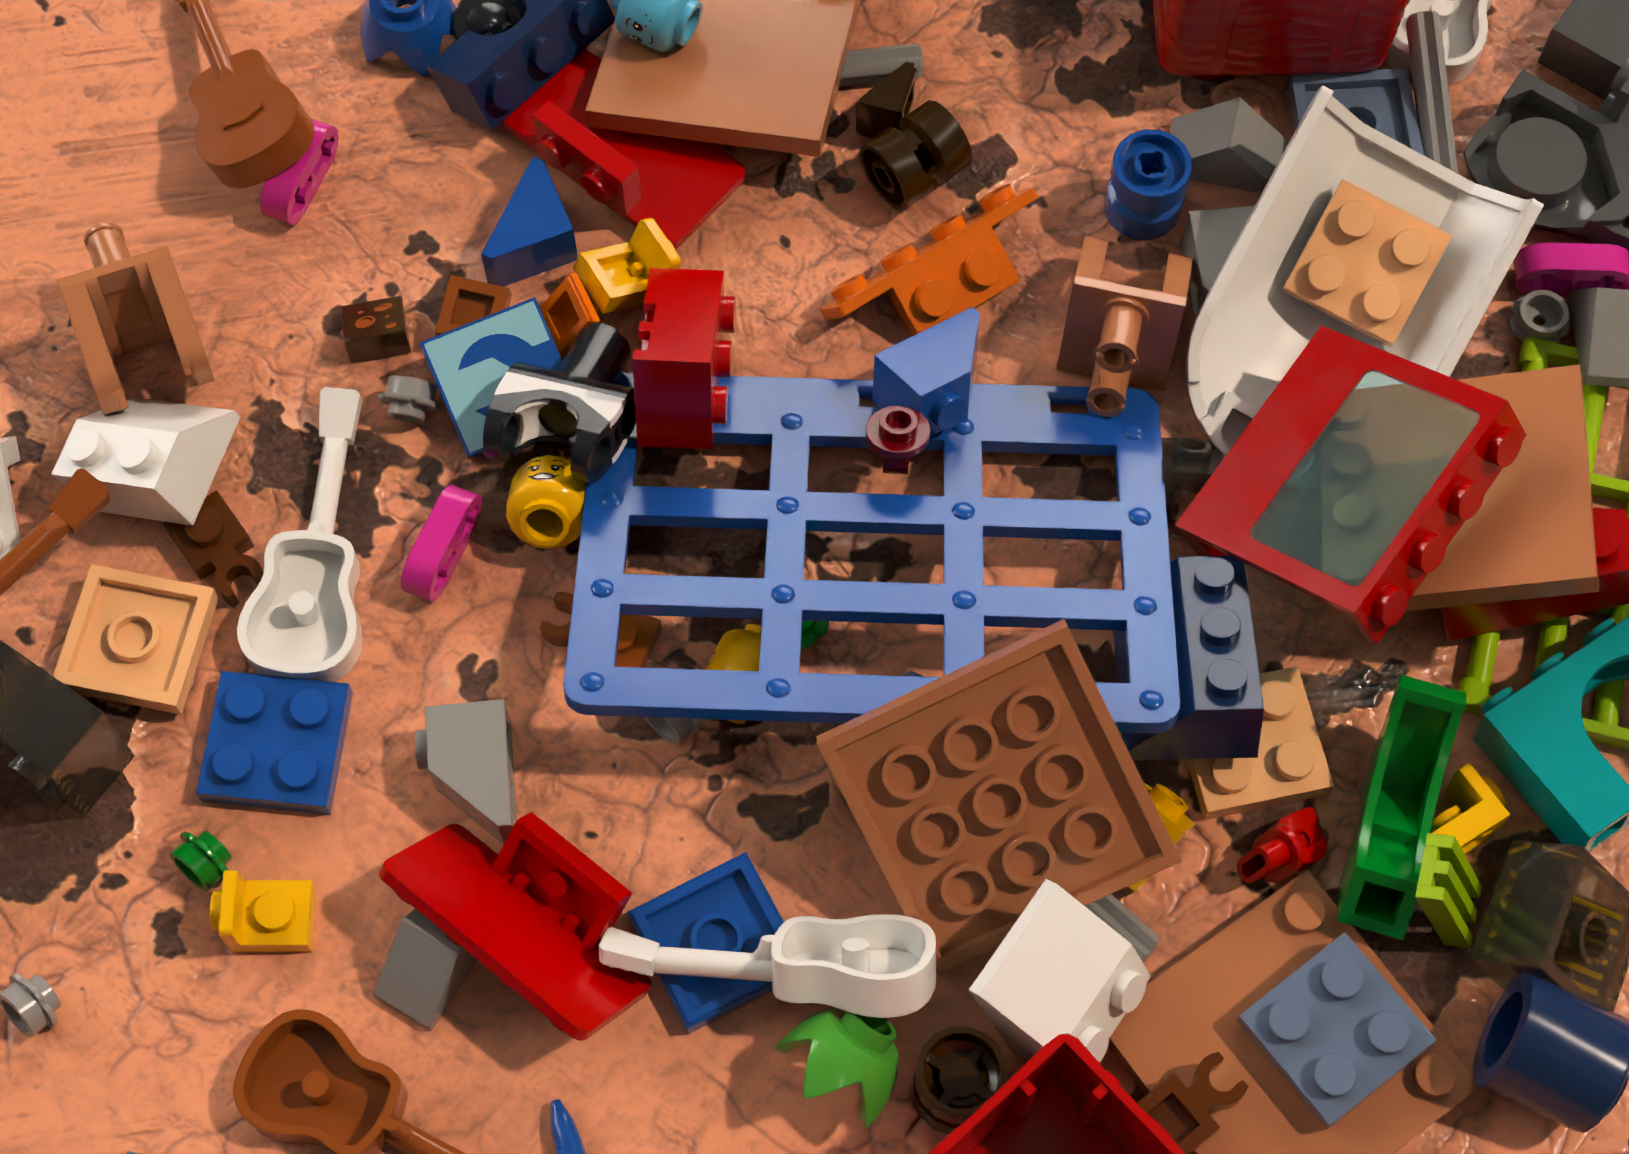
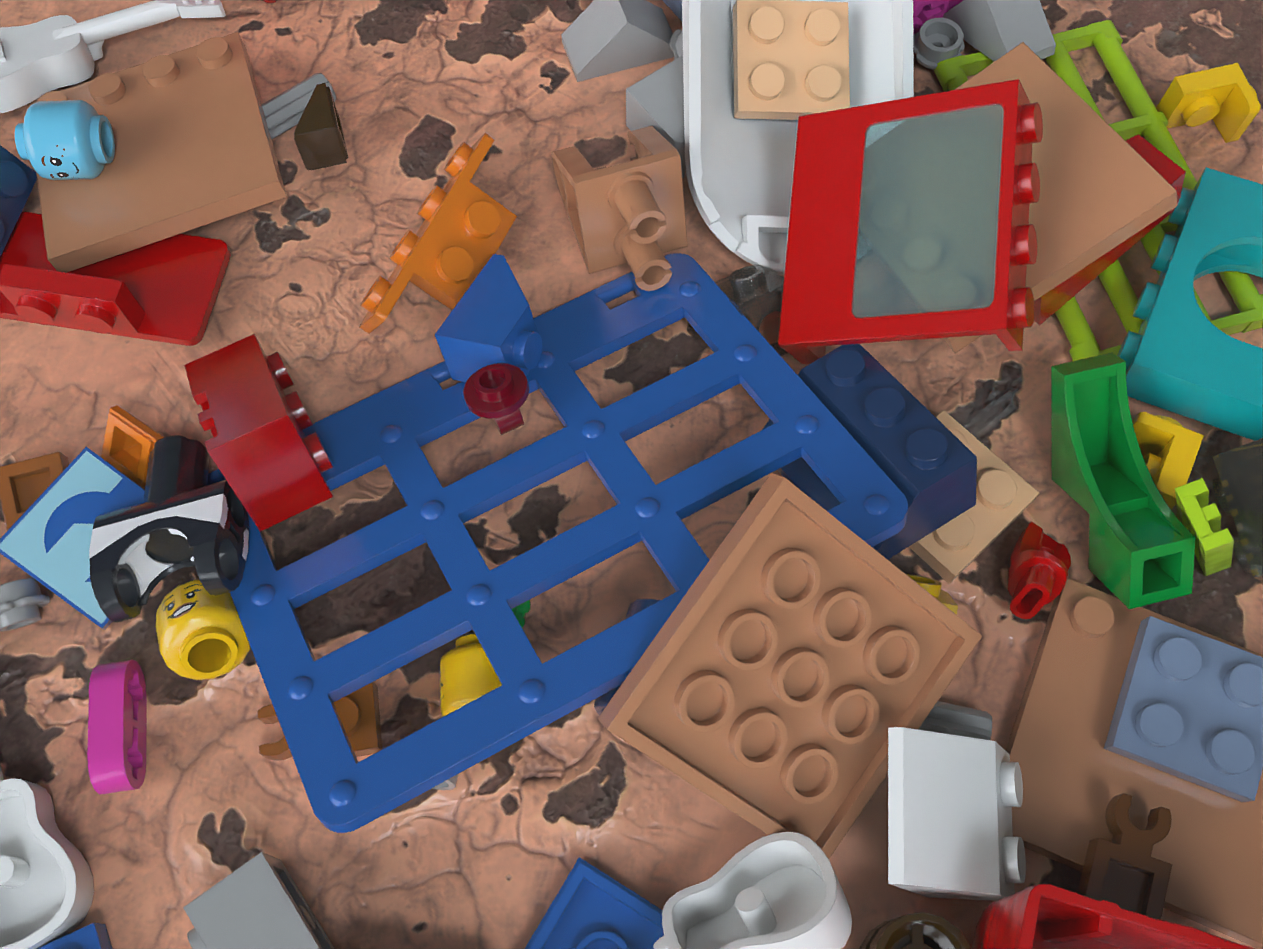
camera: 30 degrees left, 0 degrees up
(531, 232) = (52, 392): blue slope -> none
(620, 272) = (159, 385): yellow bracket -> none
(921, 151) = (369, 157): dark brown wheel -> none
(1147, 184) = (577, 87): blue wheel -> none

